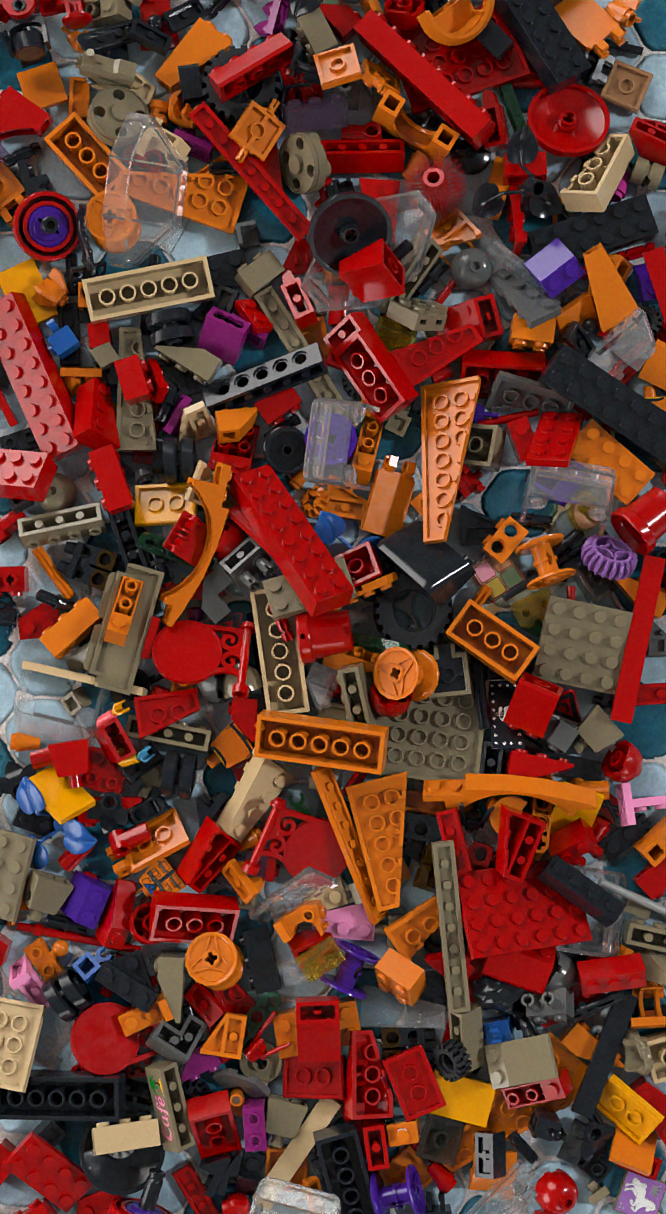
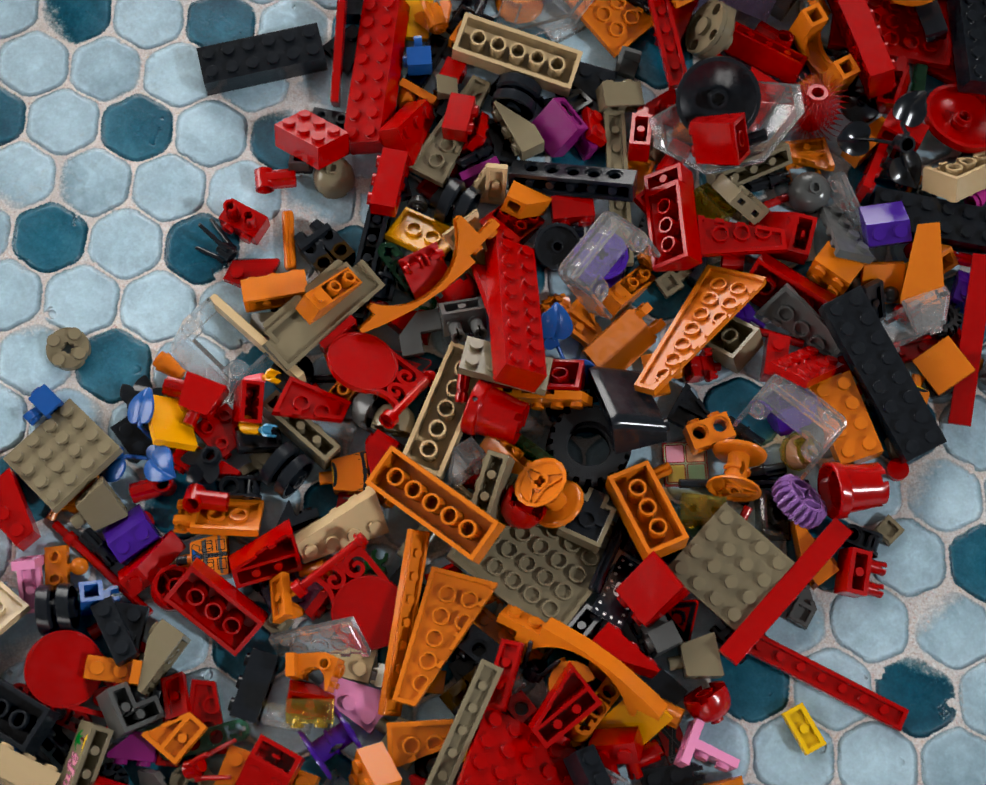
camera: 25 degrees right, 15 degrees down
(54, 600) = (273, 258): black axle -> none
(62, 525) = (321, 202): dark tan brick -> none
(75, 701) = (237, 352): dark tan slope -> none
(195, 613) = (392, 342): magenta hinge -> none
(214, 961) = (210, 658): orange piece -> none
(297, 481) = (551, 282): orange pin -> none

